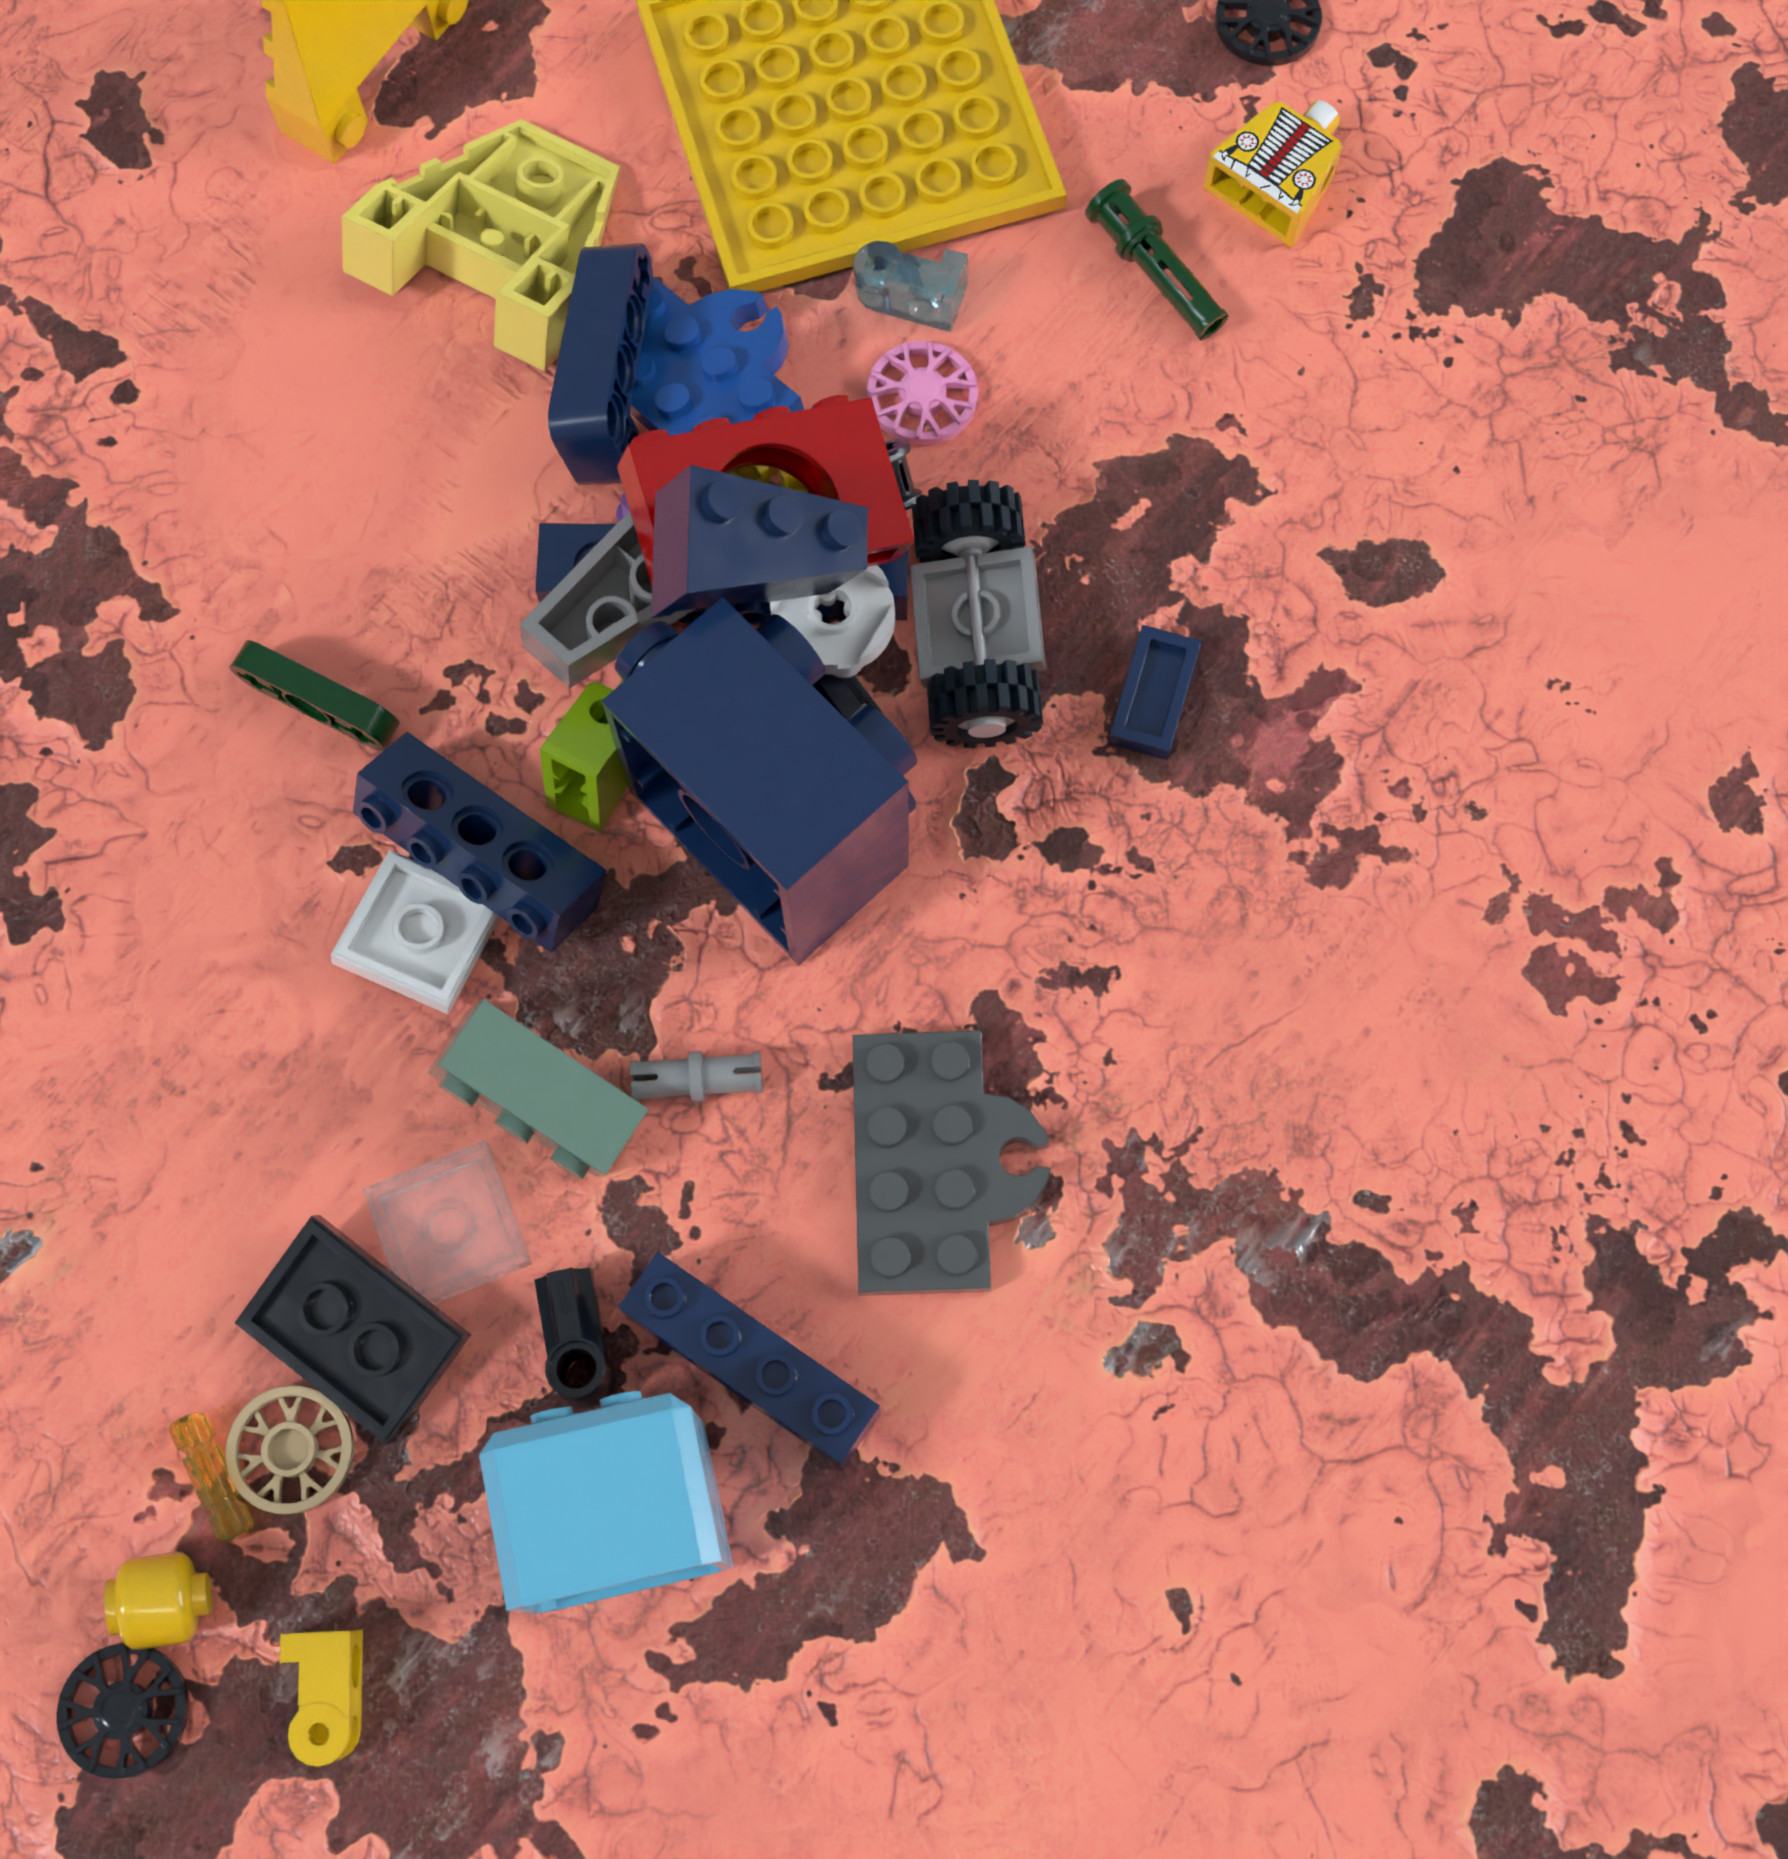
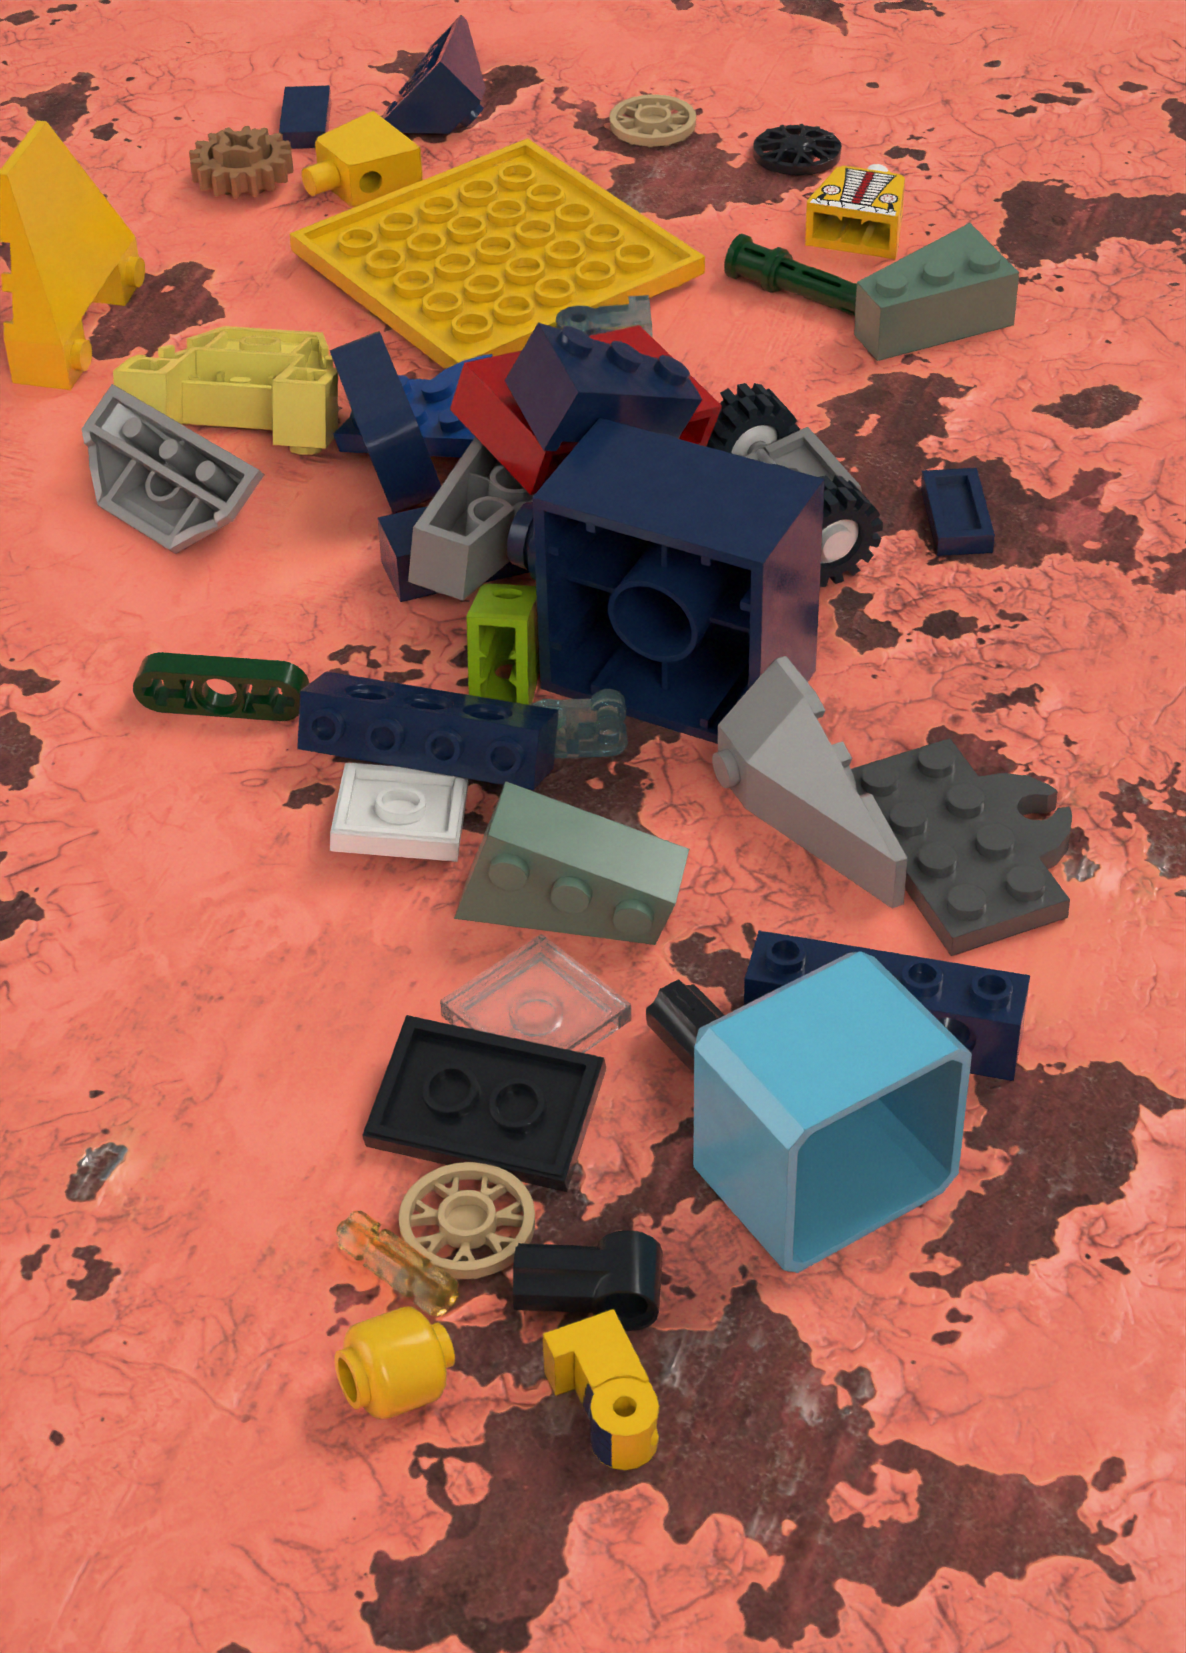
camera: 20 degrees left, 30 degrees down
(122, 1711) = (394, 1490): black wheel -> none
(366, 362) = (162, 473): none -> light grey wedge
(371, 1574) = (615, 1275): none -> black piece
(623, 857) = (590, 725): none -> clear light blue plate
(696, 1076) = (722, 837): light grey pin -> none
(793, 1023) = (803, 785): none -> light grey wedge
(1289, 350) = (936, 296): none -> sand green wedge

